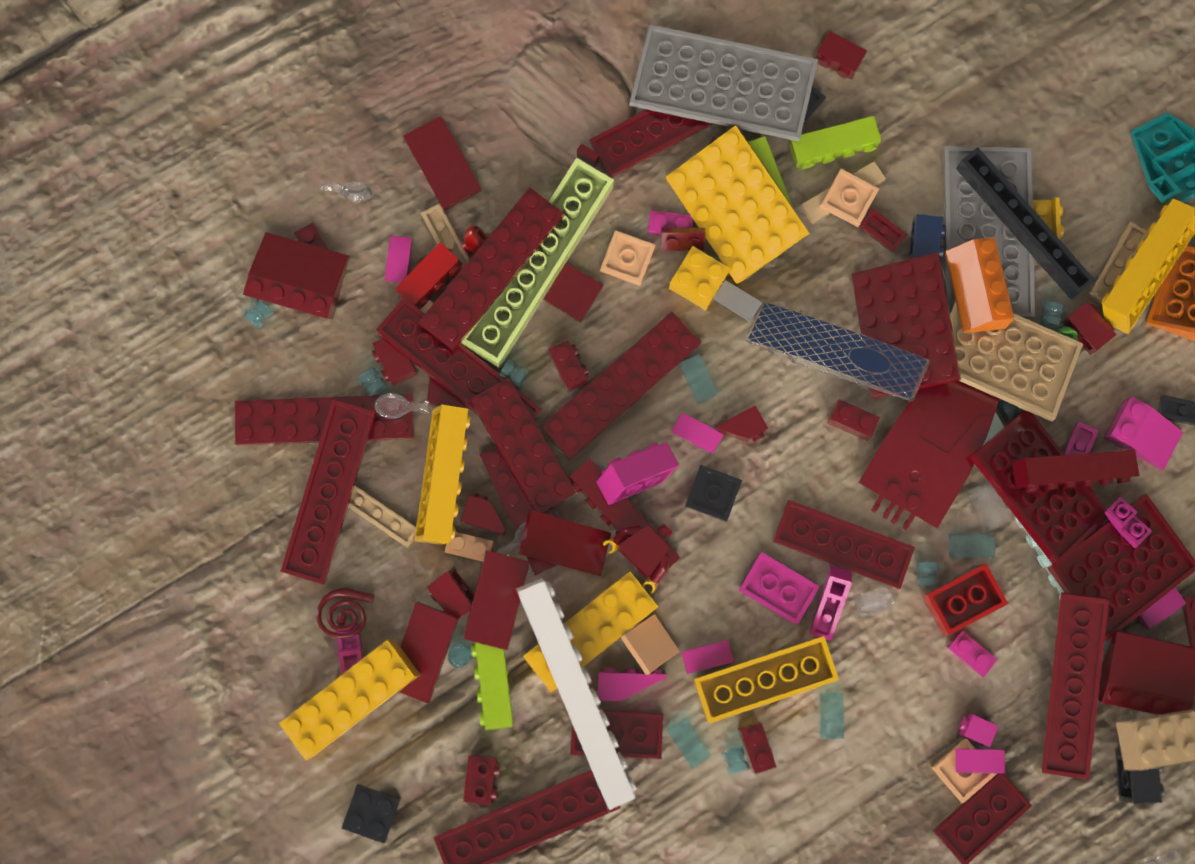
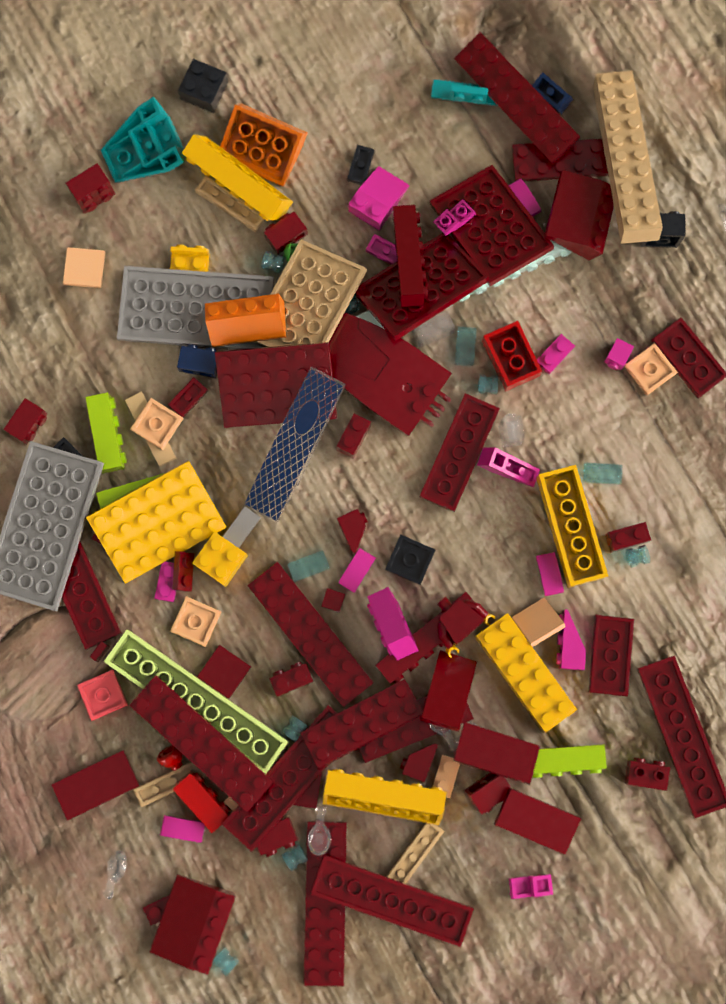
camera: 85 degrees left, 0 degrees up
(341, 619) = (503, 892): dark red piece -> none
(349, 699) = (576, 887): yellow brick -> none
(371, 813) = (672, 872): black plate -> none
(459, 659) = (544, 790): clear light blue wheel -> none
(540, 163) = (102, 695): none -> coral tile
(574, 690) = (576, 689): white brick -> none
(661, 408) = (333, 600): none -> dark red tile
(688, 743) = (621, 595): clear light blue tile -> none
(778, 588) = (494, 509): dark pink plate -> none
(980, 760) = (644, 355): dark pink slope -> none
(1024, 223) = (193, 277): black brick -> none
(1025, 105) = (84, 267): none -> light nougat tile
(1075, 685) = (586, 273): dark red plate -> none
(1119, 102) = (90, 188): none -> dark red brick

